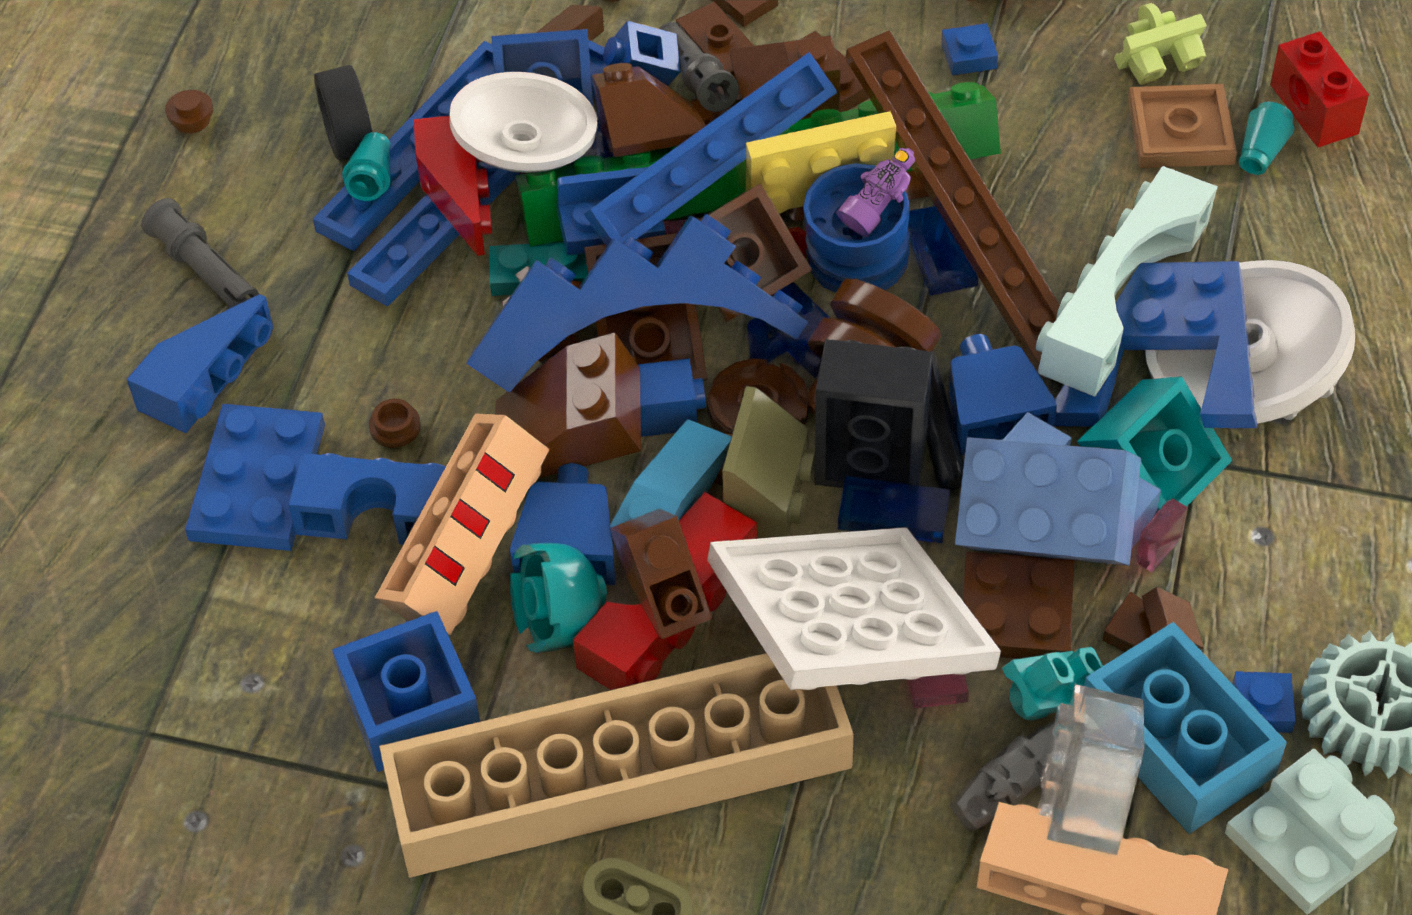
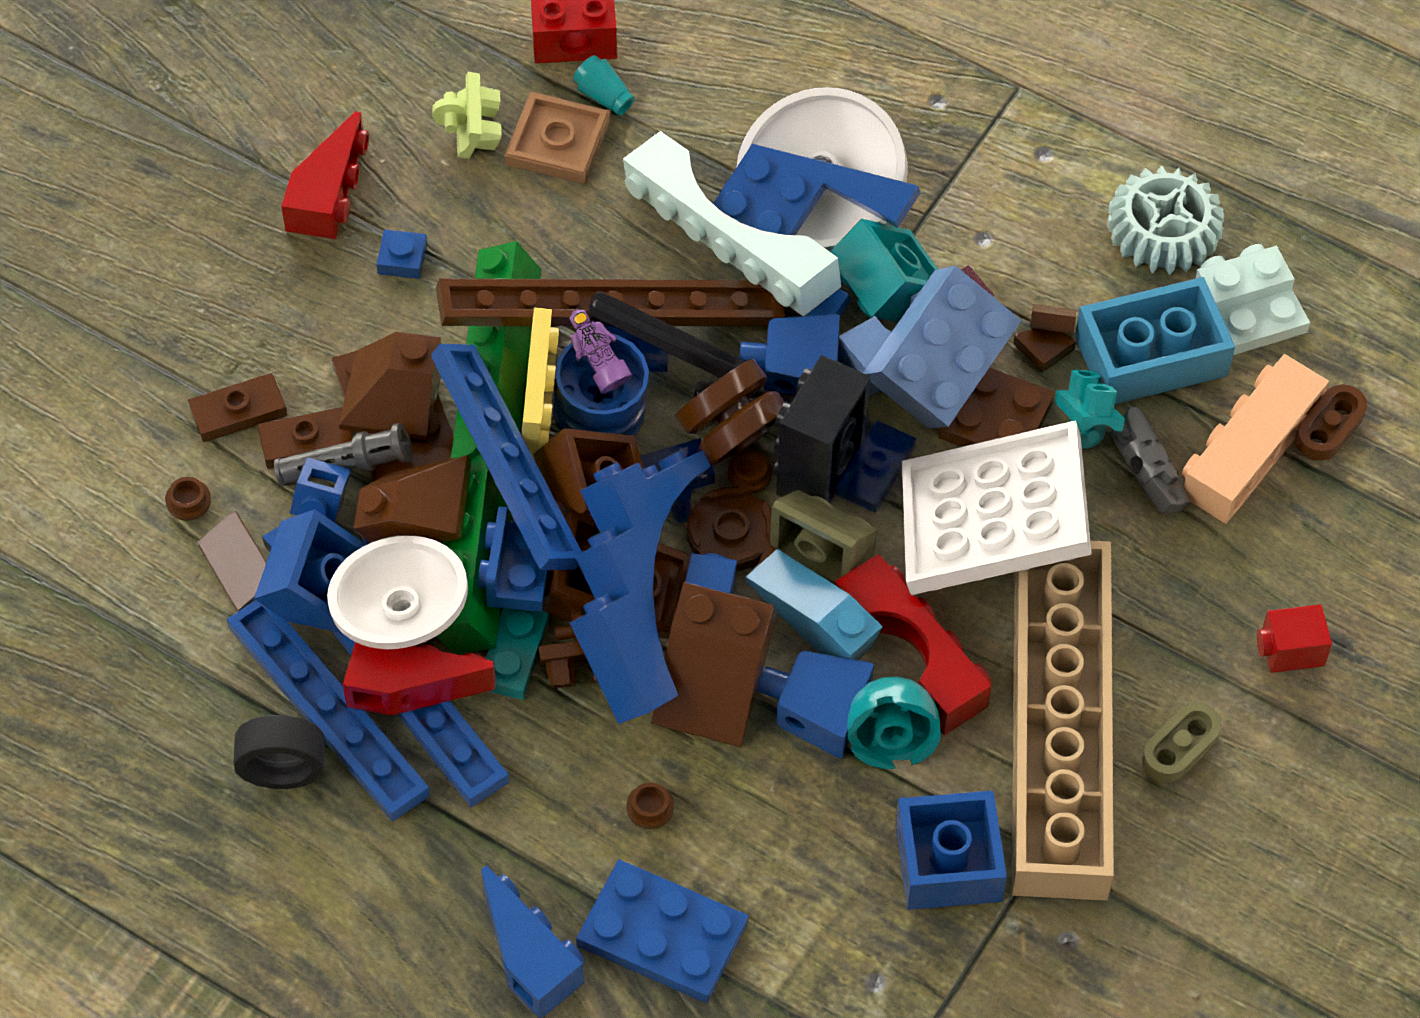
camera: 75 degrees left, 5 degrees up
(188, 243) = (368, 929): dark grey pin -> none
(189, 111) = (187, 897): reddish brown plate -> none
(336, 489) = (749, 800): blue arch -> none
(368, 169) = (363, 744): teal cone -> none
(463, 521) = (809, 761): light nougat brick -> none
(661, 571) = (917, 624): reddish brown slope -> none
(942, 259) = (662, 335): none -> black axle
(1092, 769) = (1198, 394): clear brick -> none
(1270, 695) = (1131, 281): blue plate -> none

